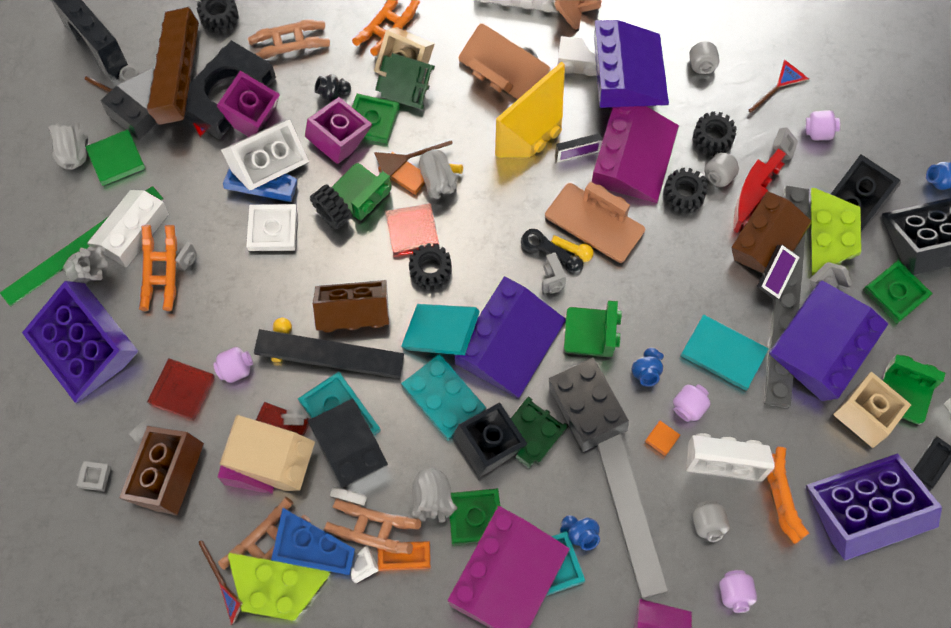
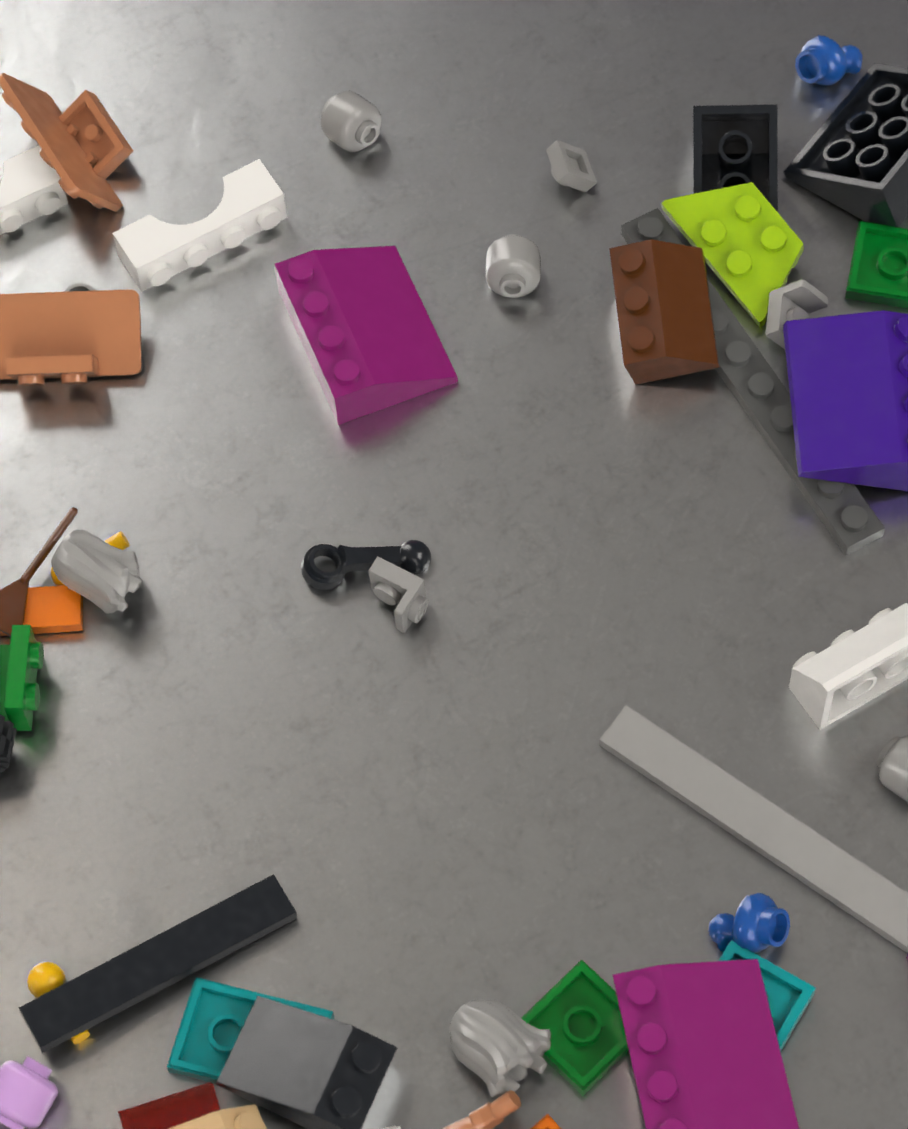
camera: 35 degrees left, 5 degrees down
(293, 417) = (191, 1095): light grey plate -> none
(351, 305) = (131, 864): reddish brown slope -> none
(411, 228) = (124, 684): clear red tile -> none
(430, 253) = (195, 693): black tyre -> none
(440, 329) = (302, 794): teal tile -> none
(442, 396) = (387, 893): teal plate -> none
(489, 439) = (511, 898): black slope -> none
(511, 338) = (414, 733): dark purple slope -> none
(532, 118) = (179, 384): yellow slope -> none
(537, 431) = (560, 846): dark green plate -> none
(578, 147) = (276, 381): tile -> none
(584, 251) = (410, 527): yellow bar -> none
(588, 404) = (610, 738): black brick -> none
(592, 330) = (525, 629): green bracket -> none
(596, 219) = (392, 467): nougat bracket -> none
(629, 65) = (256, 206): dark purple slope -> none
(649, 367) = (649, 623): blue animal -> none
(662, 438) = (750, 708): orange tile -> none
(681, 201) = (485, 312): black tyre -> none
(691, 402) = (749, 627): lavender head -> none
(714, 122) = (452, 202): black tyre -> none
(724, 352) = (733, 523): teal tile -> none
(756, 188) = (584, 264): red slope -> none
(777, 272) = (716, 353): tile -> none
(788, 76) = (492, 68): piece -> none
(822, 125) = (601, 104): lavender head -> none

